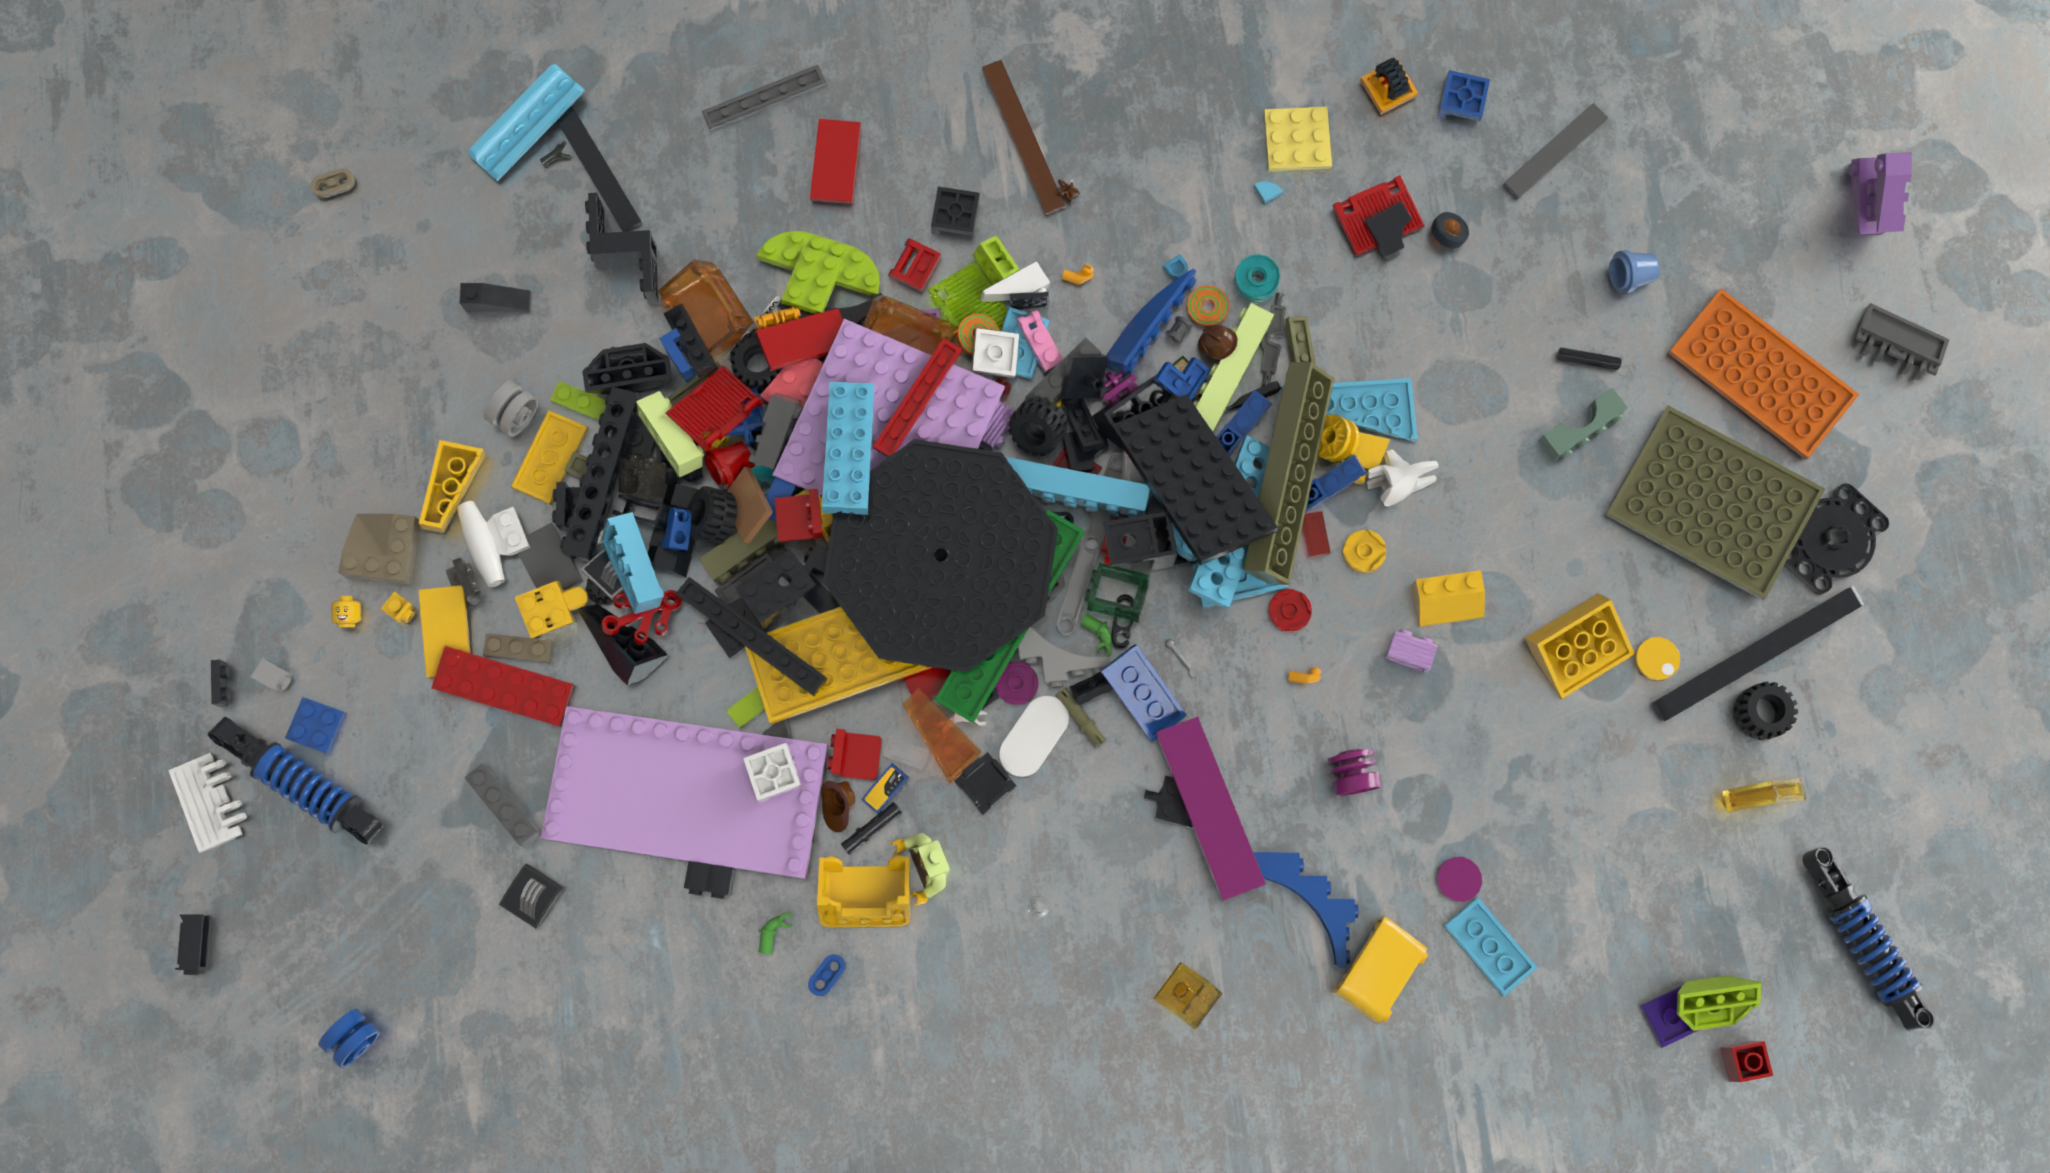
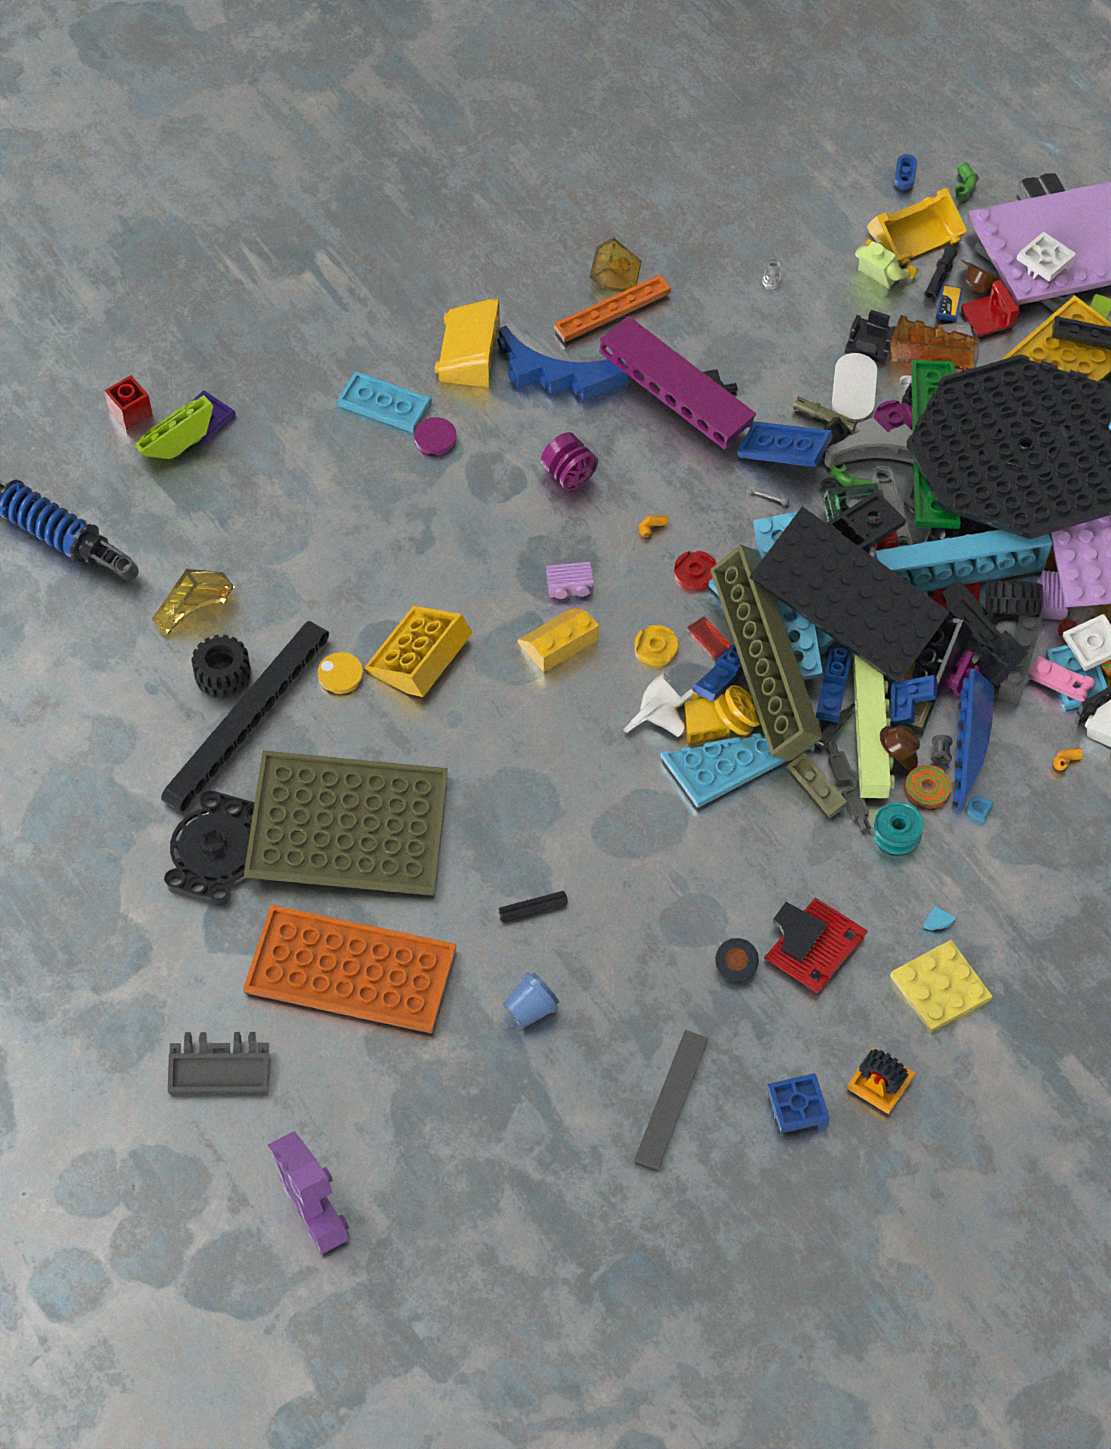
camera: 155 degrees right, 20 degrees down
(1215, 947) = (612, 308): none -> orange plate
(1562, 439) = (521, 815): sand green arch -> none

